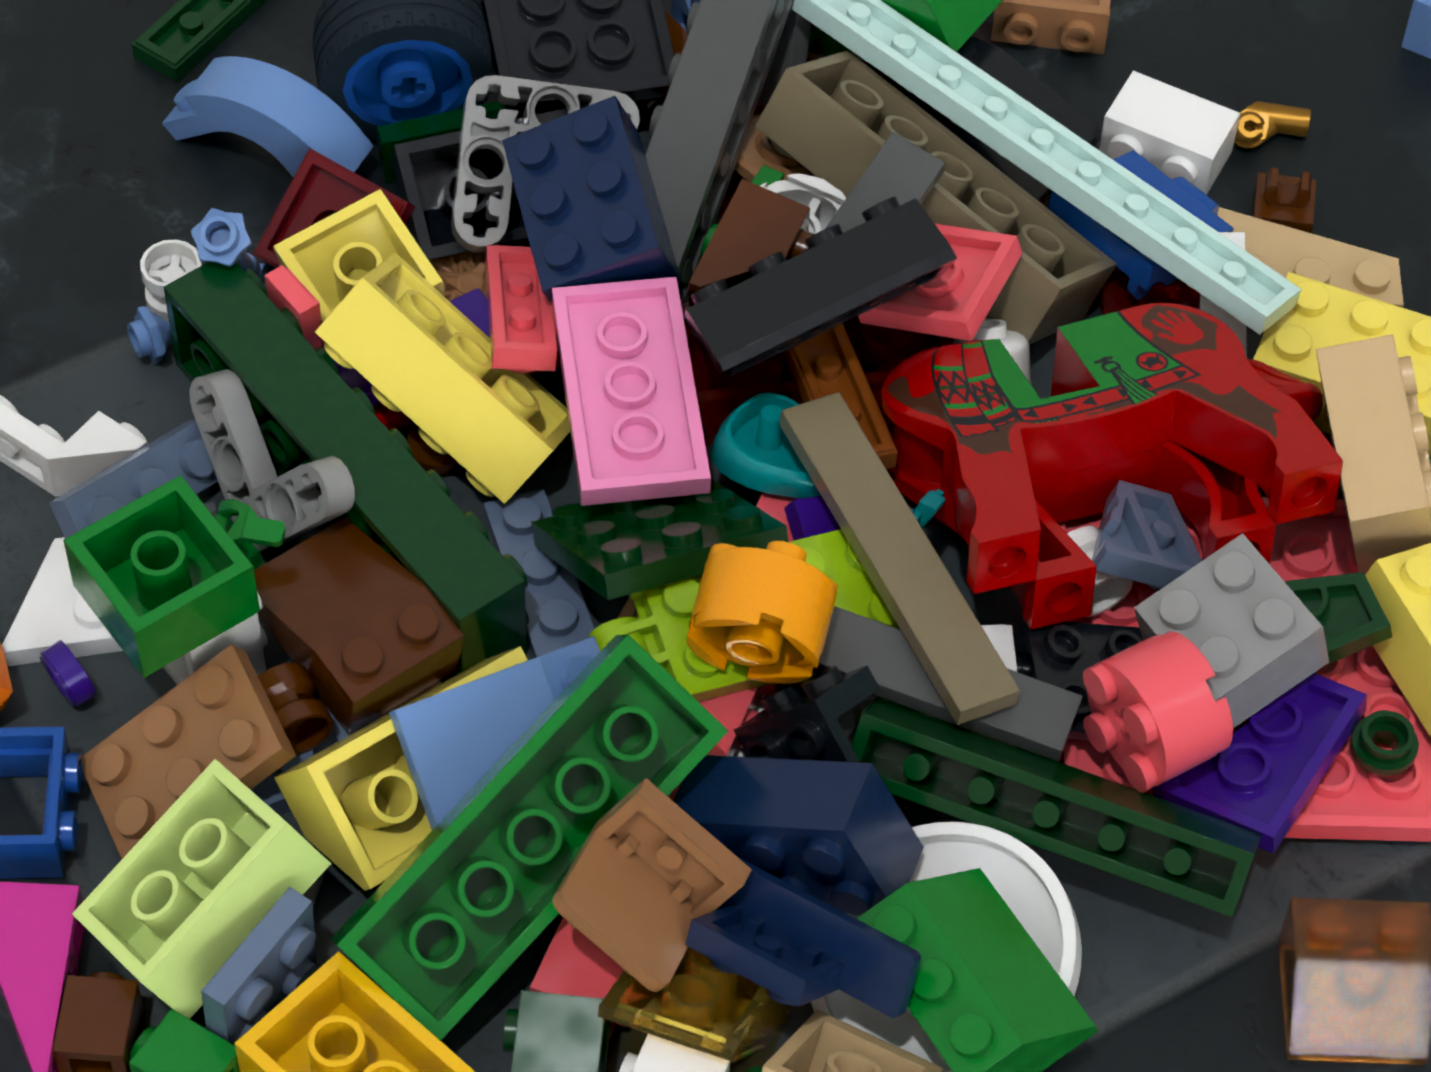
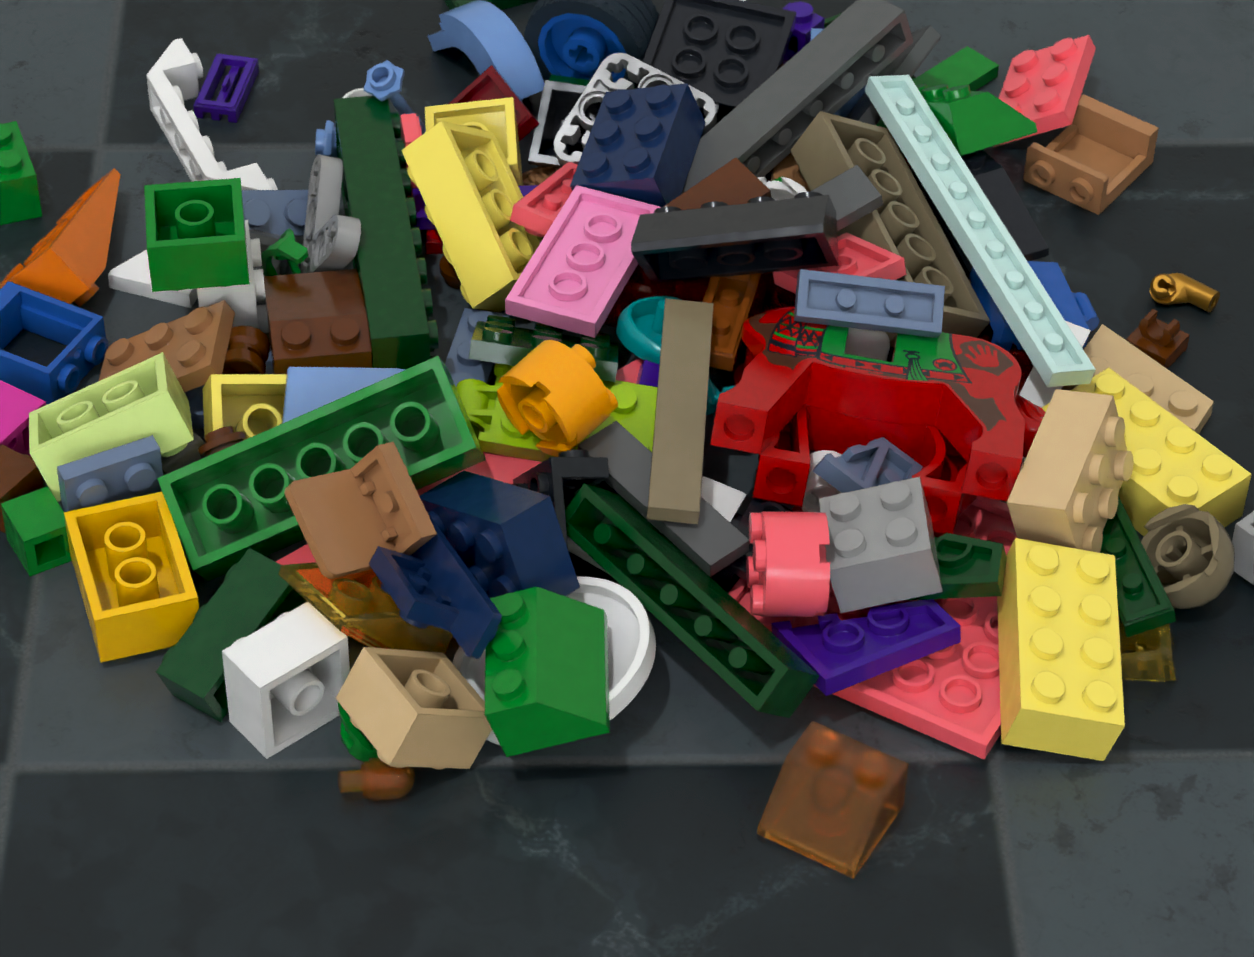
camera: 30 degrees right, 10 degrees down
(67, 674) = (135, 299): dark purple tile -> none
(378, 857) = (219, 440): none -> reddish brown plate
(1025, 318) = (869, 303): none -> sand blue plate
(1170, 130) = (1102, 268): white brick -> none
(1385, 728) = (959, 665): dark green plate -> none

